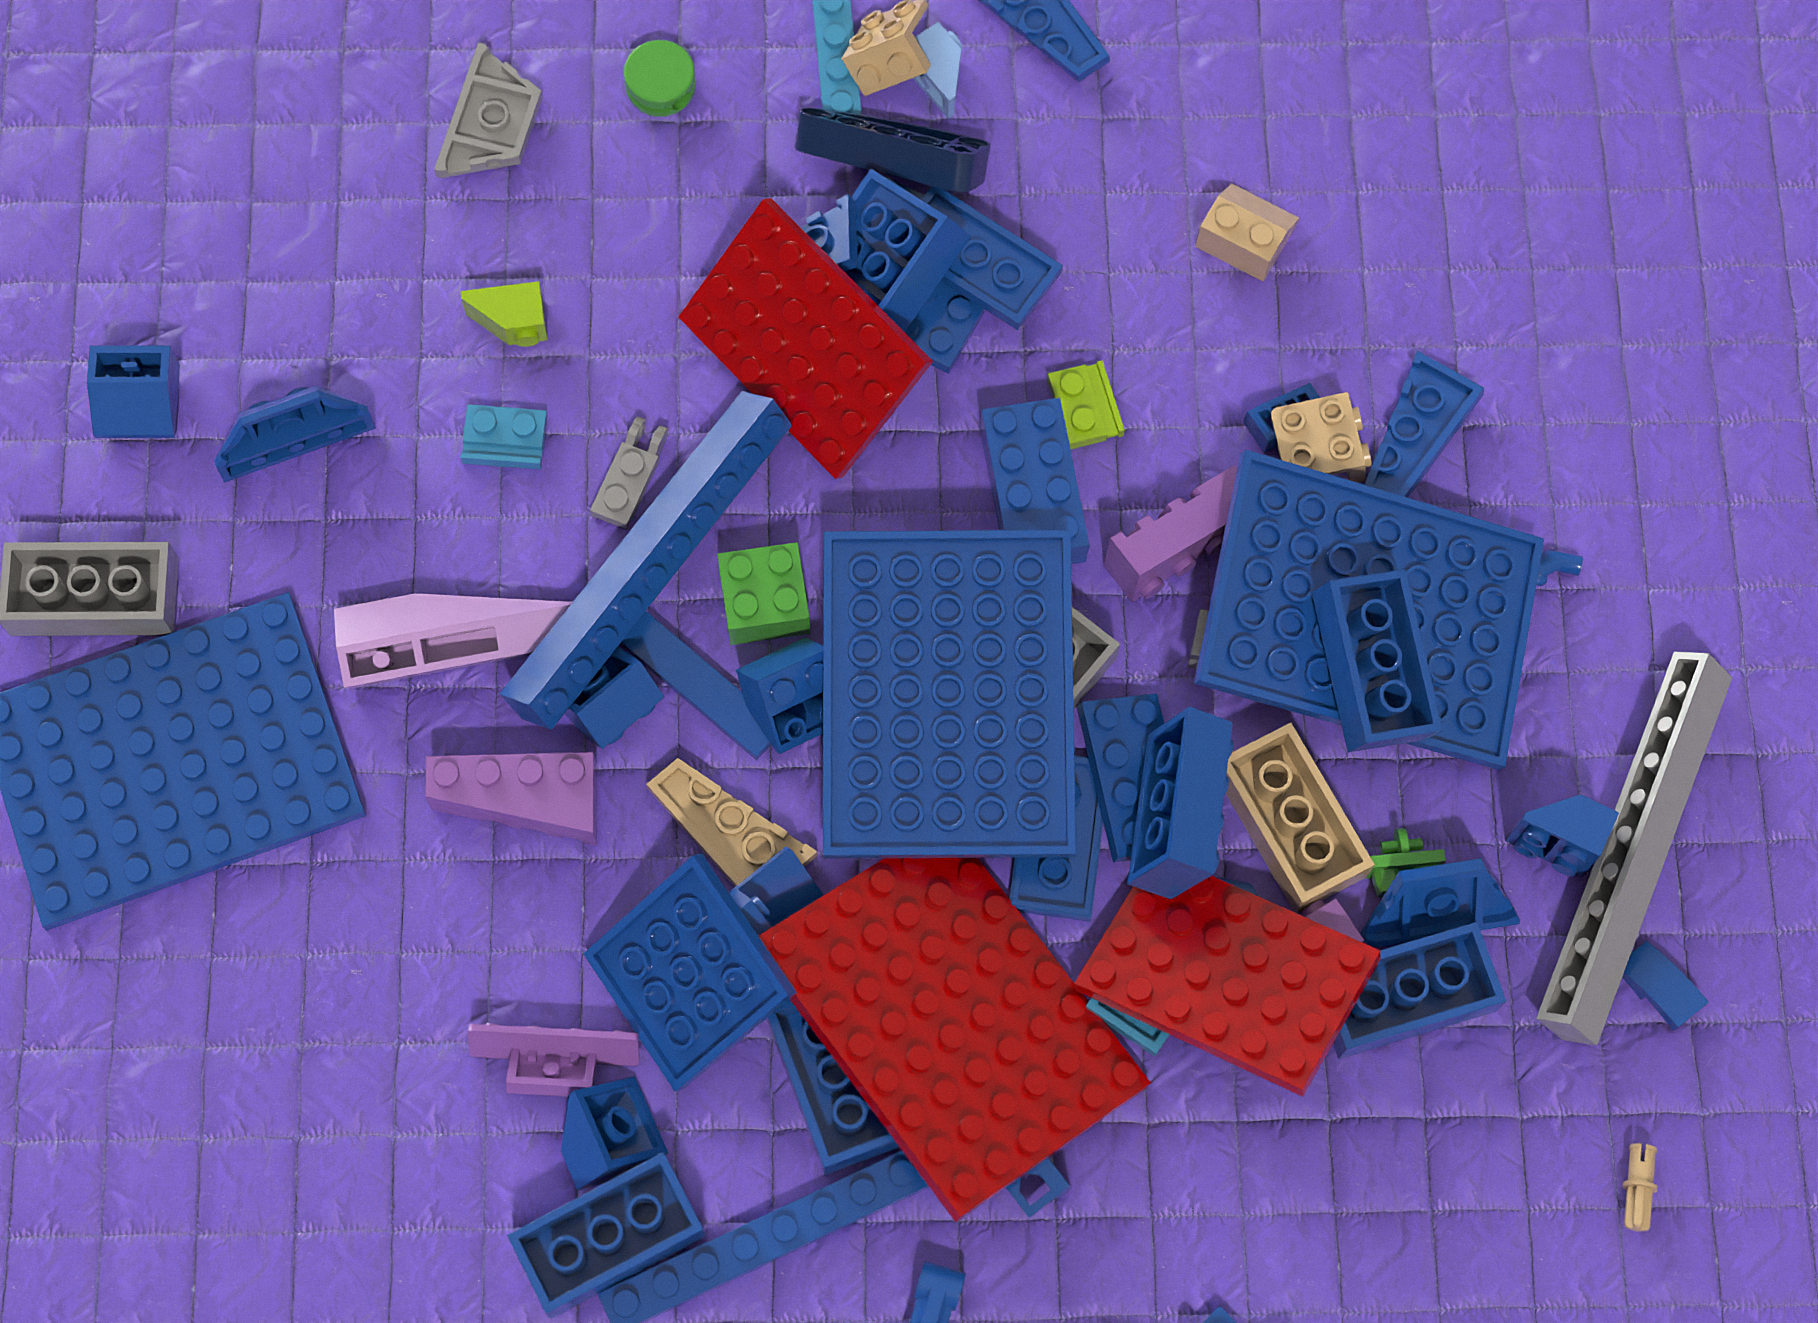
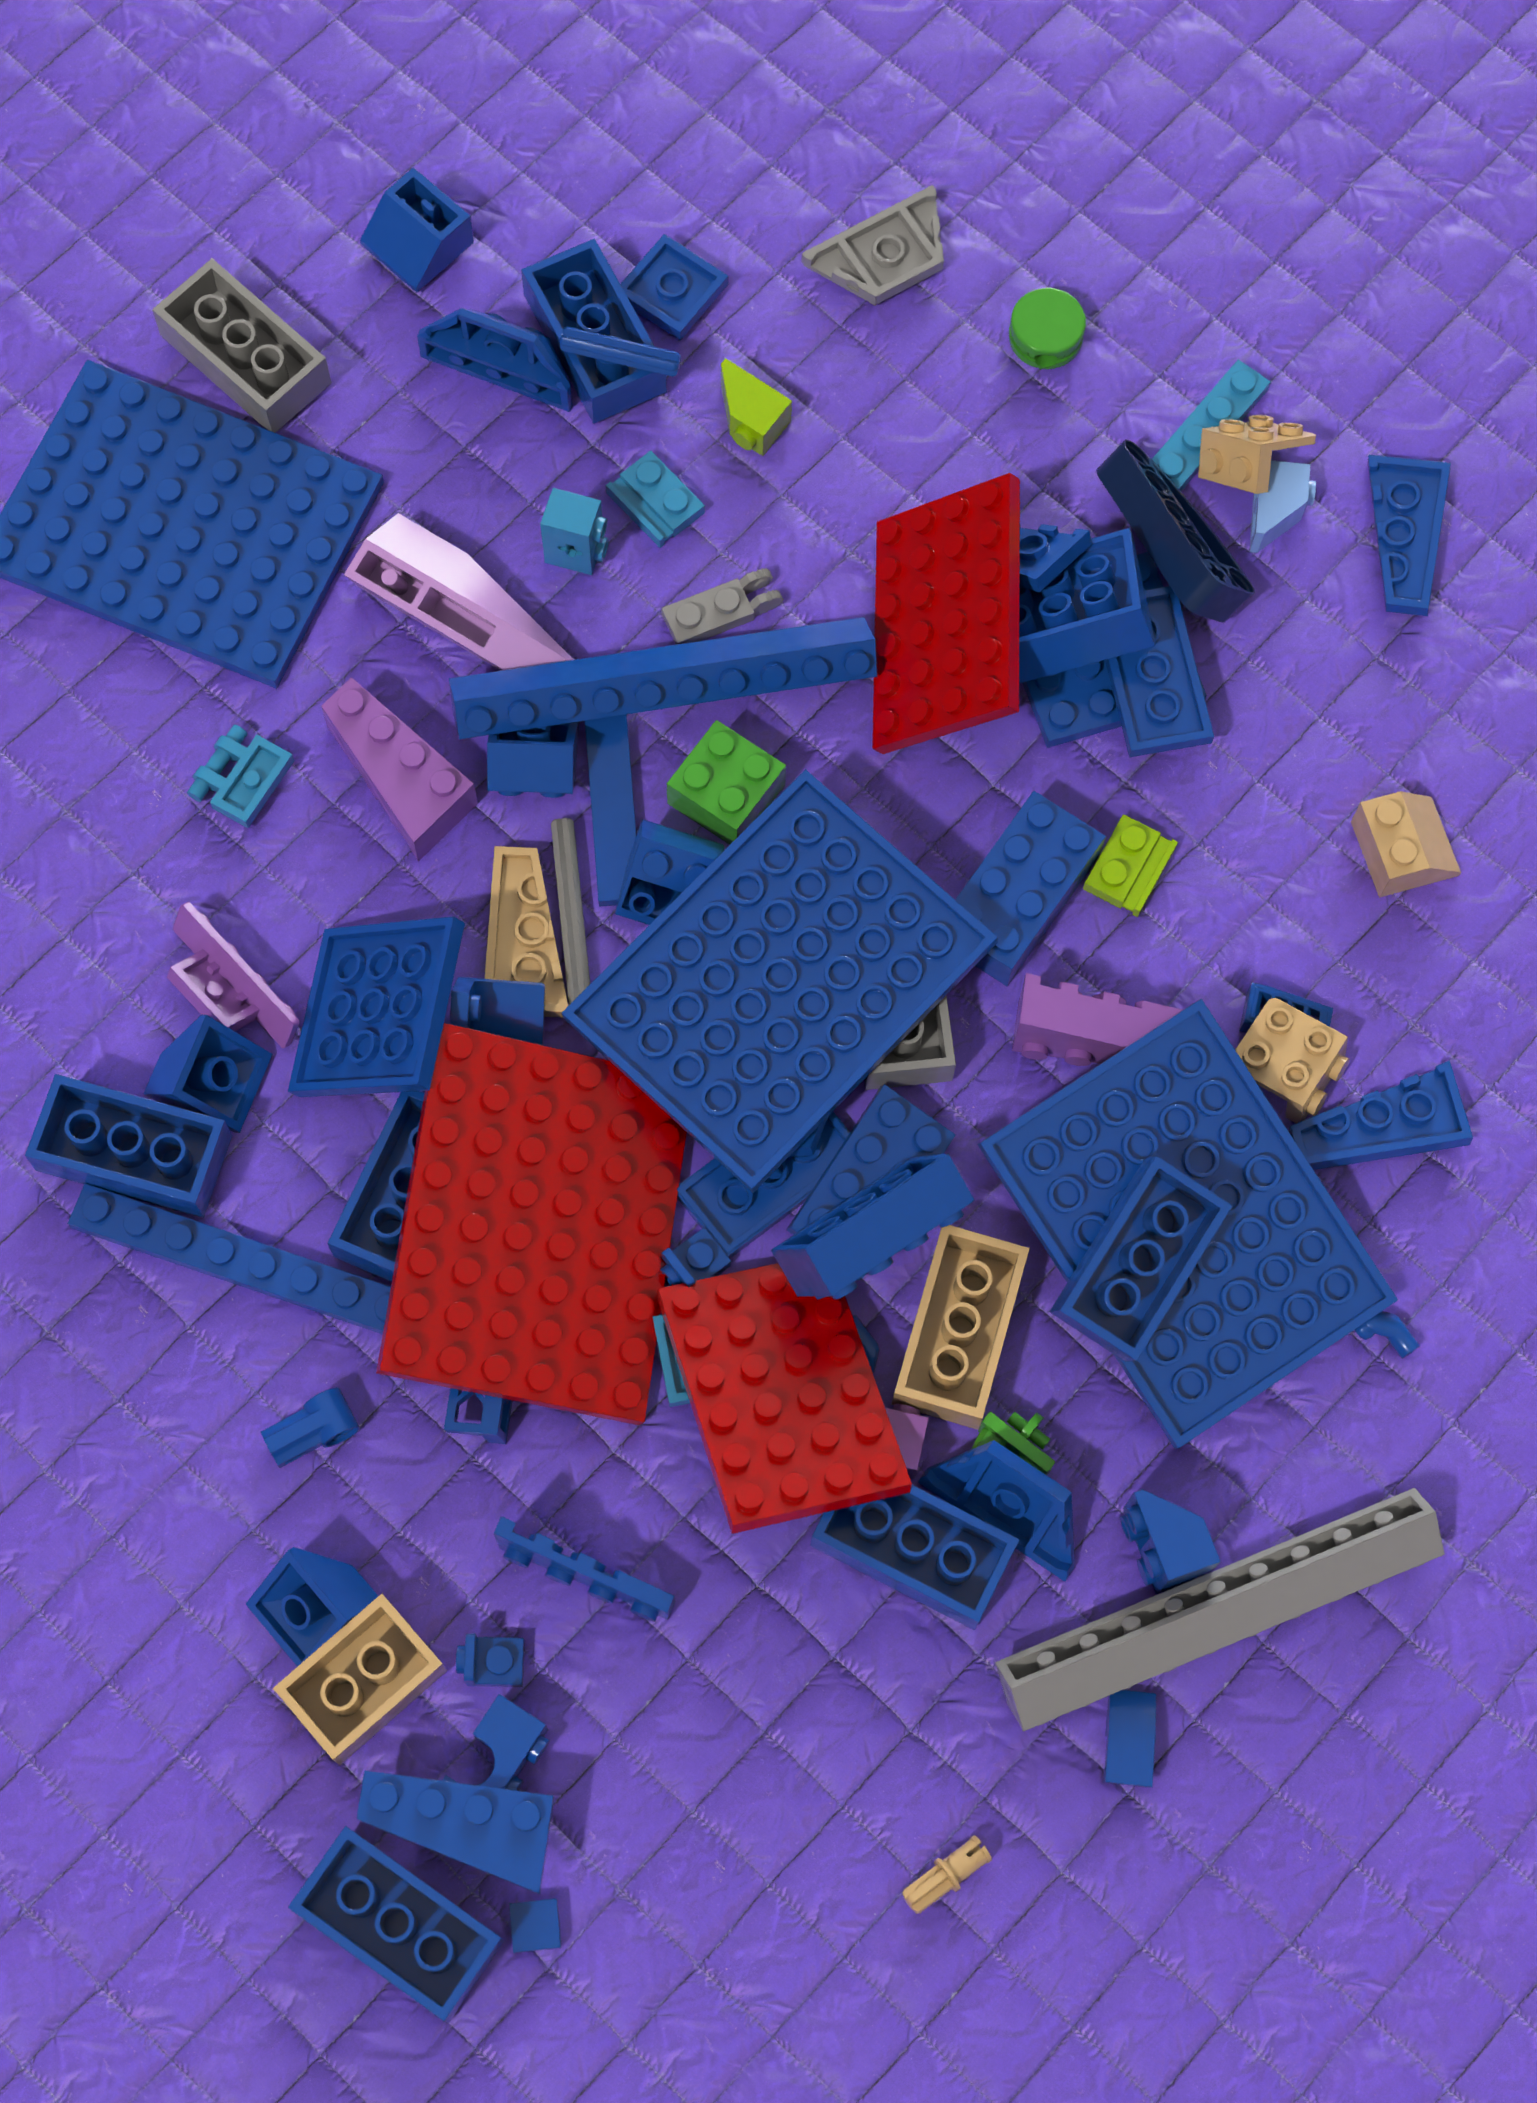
camera: 45 degrees right, 0 degrees up
(342, 351) = (584, 294): none -> blue brick
(362, 273) = (673, 286): none -> blue plate
(386, 350) = (620, 351): none -> blue axle
(420, 896) = (251, 780): none -> dark azure plate
(479, 509) = (573, 531): none -> dark azure brick
(746, 783) = (570, 907): none -> light grey axle
(1073, 942) = (694, 1260): none -> blue bracket
(1198, 1233) = (645, 1599): none -> blue wing

